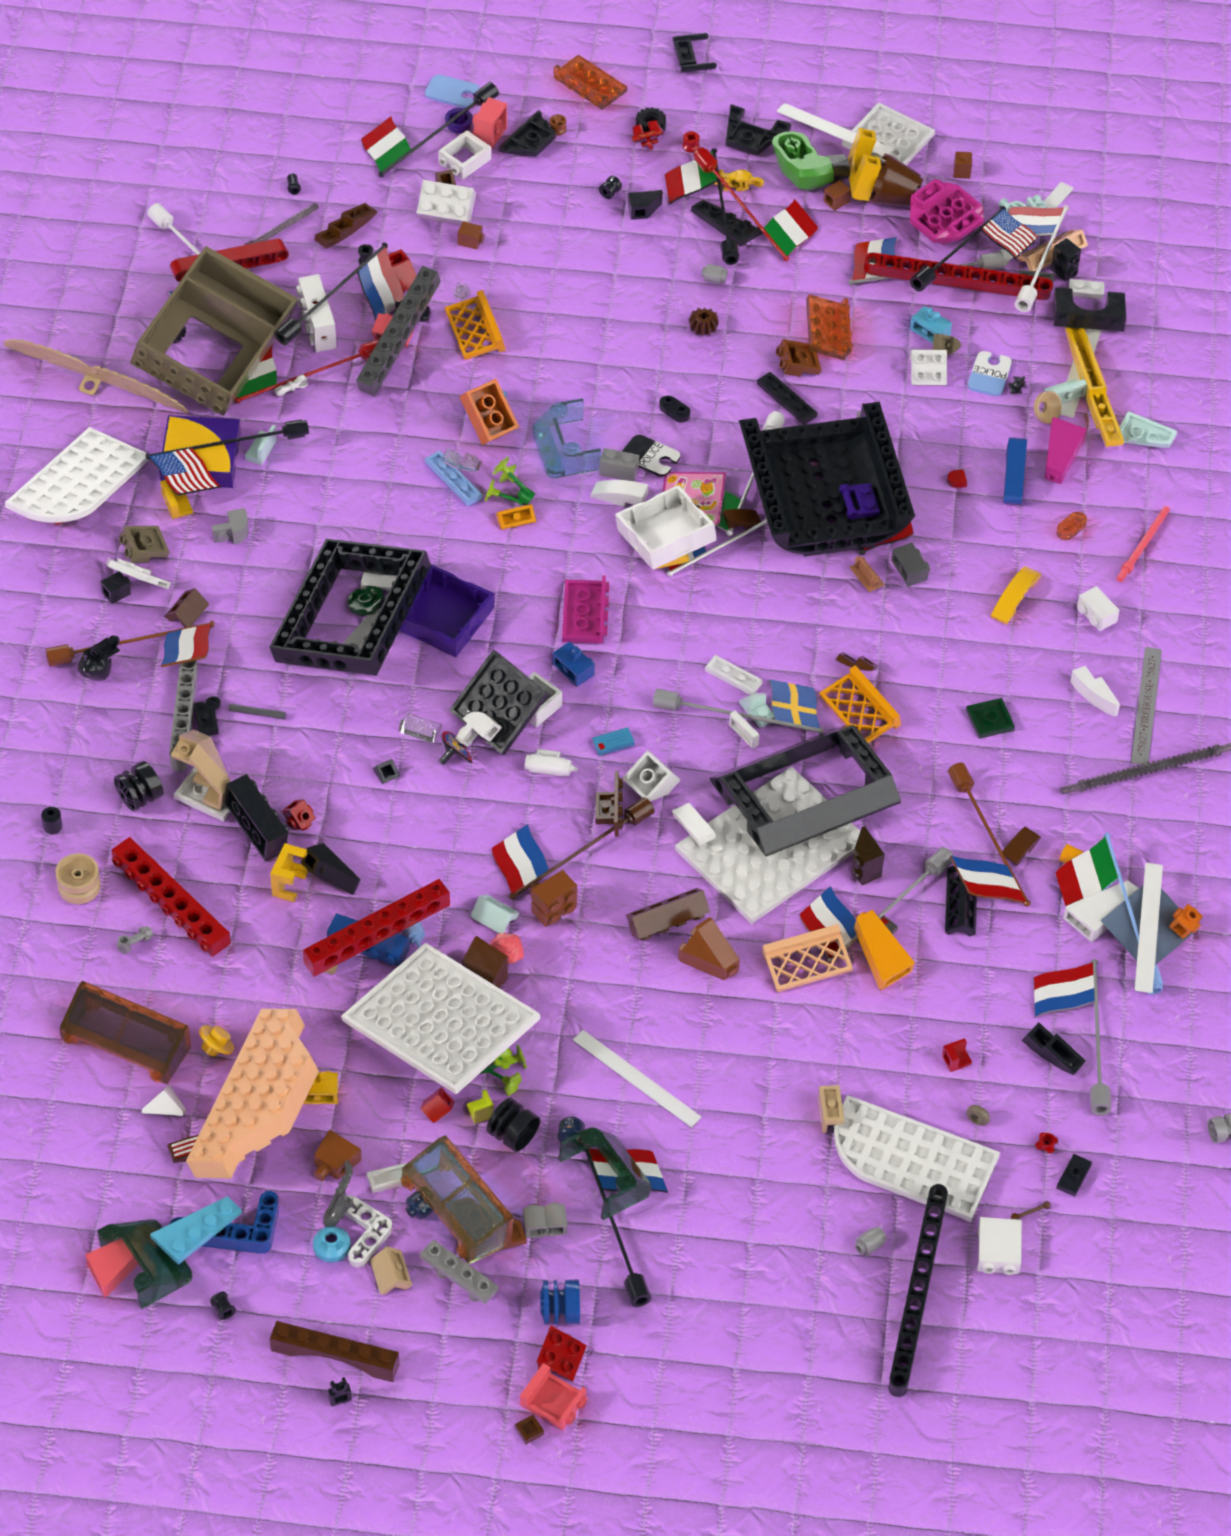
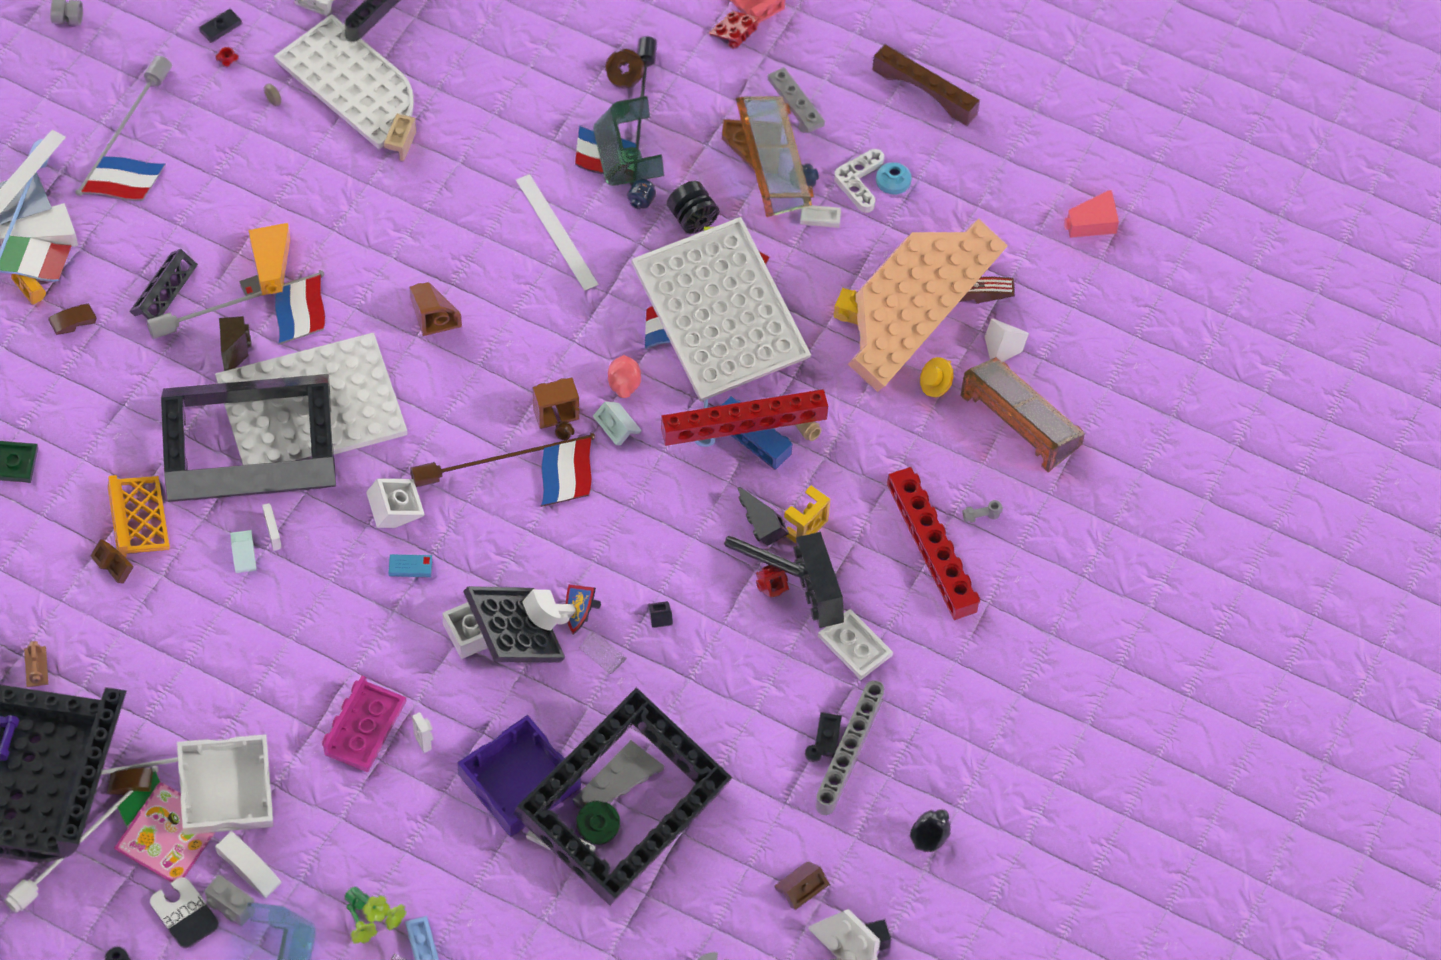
camera: 160 degrees left, 5 degrees up
(51, 820) = (1030, 662): black brick -> none
(78, 878) = (1021, 585): tan wheel -> none
(108, 646) = (917, 847): black hinge -> none
(138, 786) = (924, 665): black wheel -> none
(160, 1272) = (1059, 213): clear green windscreen -> none
(179, 646) = (822, 828): flag -> none
(193, 1231) = (1016, 205): medium azure wing -> none
(201, 753) = (857, 629): tan panel -> none
(223, 1306) = (1009, 157): black bush -> none
(251, 1233) = (982, 206): blue beam -> none
(257, 711) = (769, 729): dark grey bar -> none
(311, 822) = (764, 556): none -> black axle
(332, 1156) = (863, 242): dark orange torso -> none
(339, 1392) = (933, 51): black plate -> none
(340, 1201) = (882, 196): dark grey piece -> none
(390, 1270) = (851, 135): tan panel -> none
(486, 962) = (653, 363): reddish brown slope -> none
(516, 517) = (380, 882): light orange slope -> none
(534, 609) = (422, 732): none -> white plate
(545, 1220) = (699, 130): light grey brick -> none
(549, 763) = (492, 556): white piece -> none
(561, 1302) = (713, 51): blue wheel -> none
(573, 663) = (408, 663): blue brick -> none
(608, 806) = (453, 487): reddish brown bracket -> none
(649, 1259) = (621, 58): none -> reddish brown plate
(668, 913) = (452, 357): brick -> none
(694, 824) = (378, 439): white tile -> none
(733, 675) = (245, 599): white tile -> none
(791, 705) = (208, 536): flag -> none
(798, 944) = (342, 288): light nougat fence -> none
(870, 1241) = (428, 26): light grey brick -> none
(956, 1055) = (259, 152): red panel -> none
(982, 877) = (117, 288): flag -> none
(1046, 1205) = (292, 12): reddish brown hinge -> none
(1053, 1049) = (170, 127): black slope -> none

